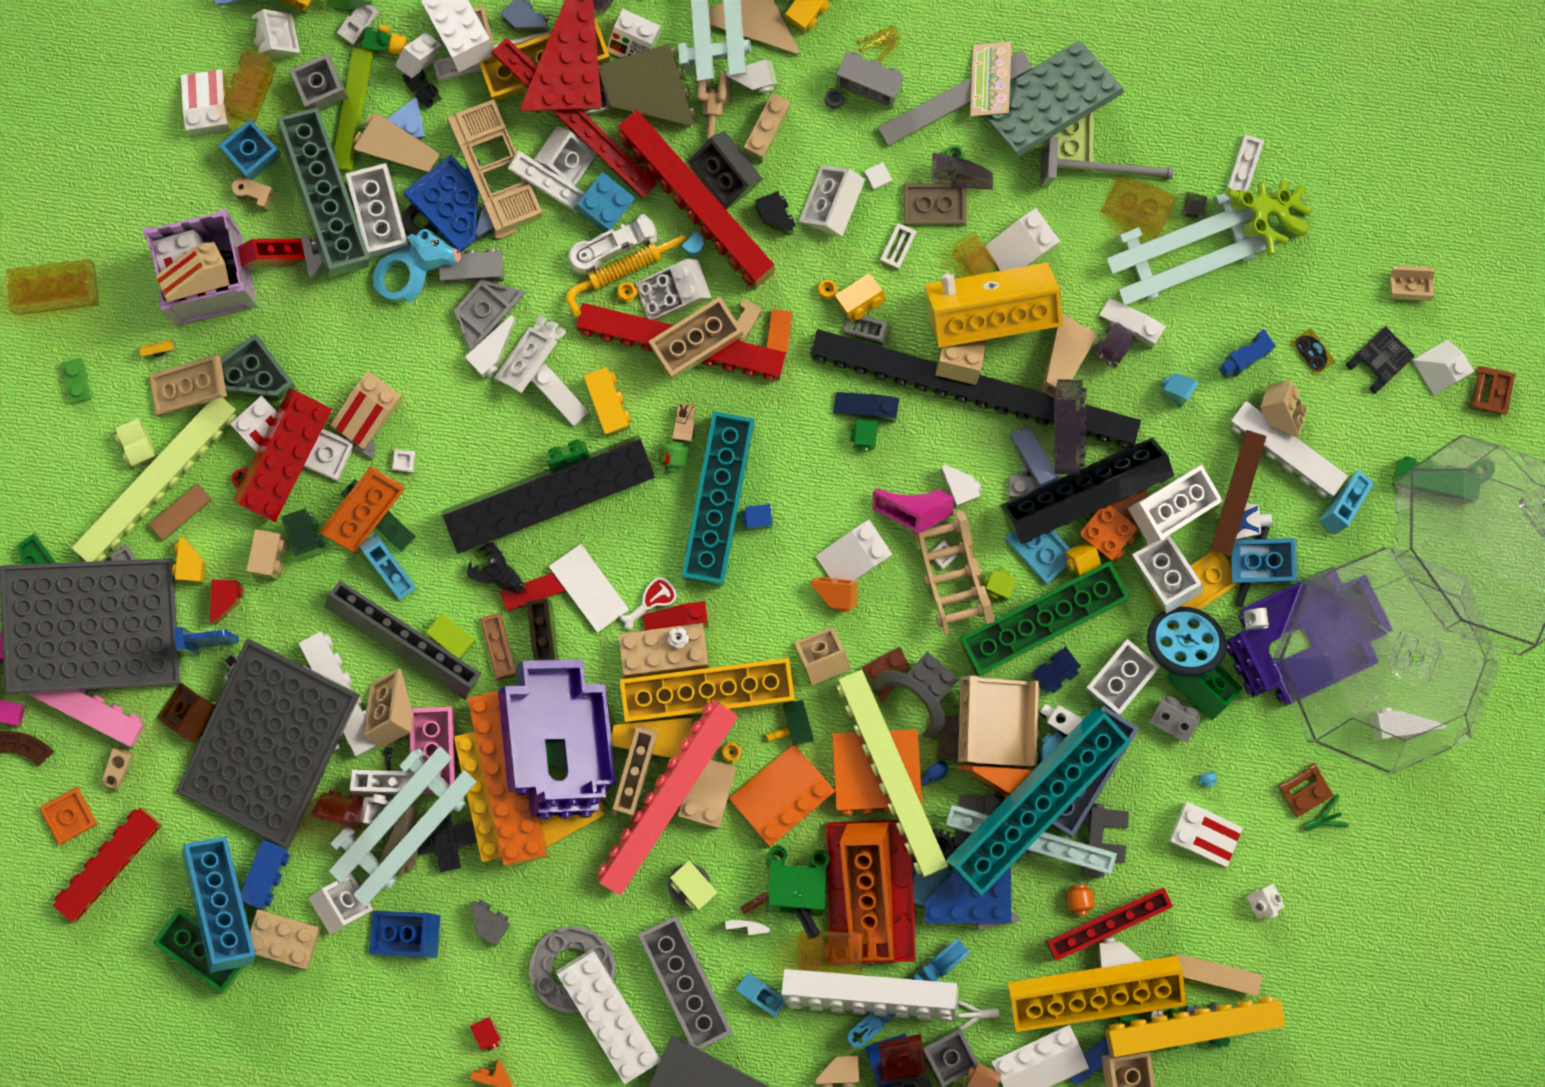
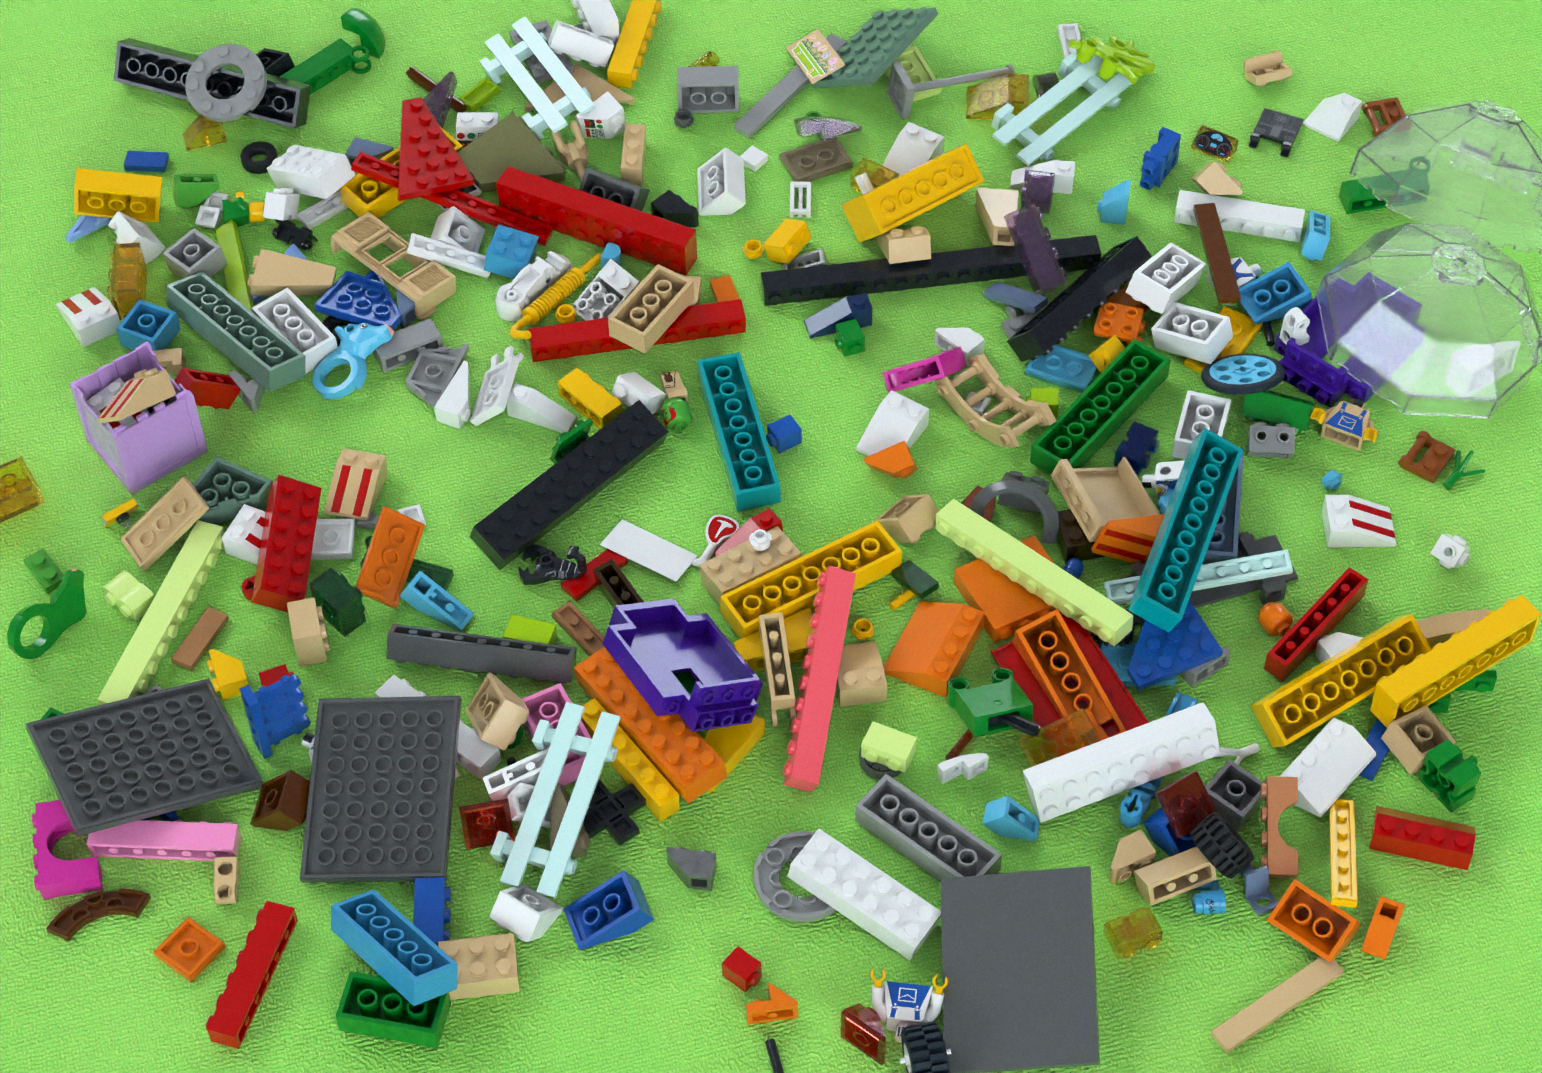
camera: 20 degrees left, 30 degrees down
(74, 437) = (64, 609): none -> green animal
(649, 418) = (633, 387): none -> white brick
(1254, 728) = (1346, 424): none -> torso

